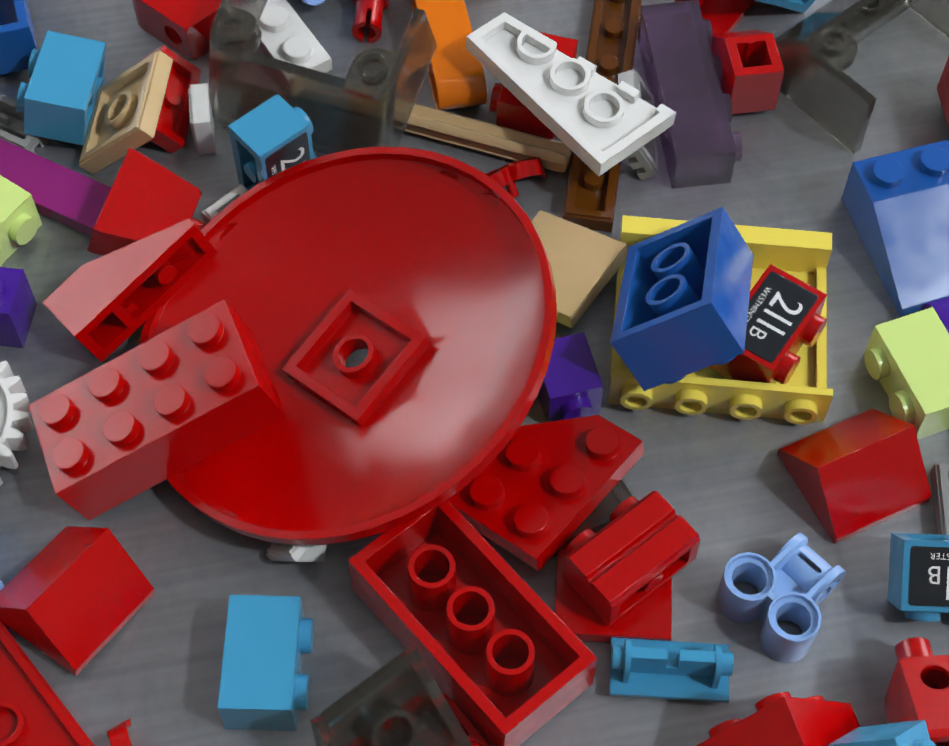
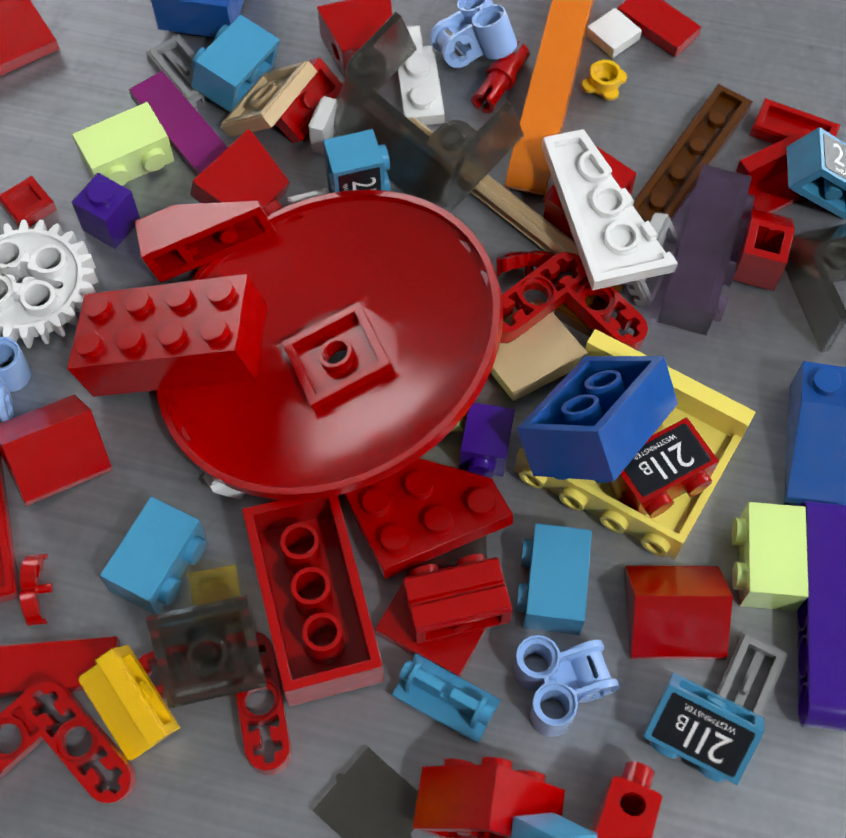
camera: 25 degrees right, 5 degrees up
(349, 664) = (214, 585): none -> clear yellow plate
(575, 189) = (572, 293): none -> red beam
(719, 491) = (556, 579): none -> dark azure brick

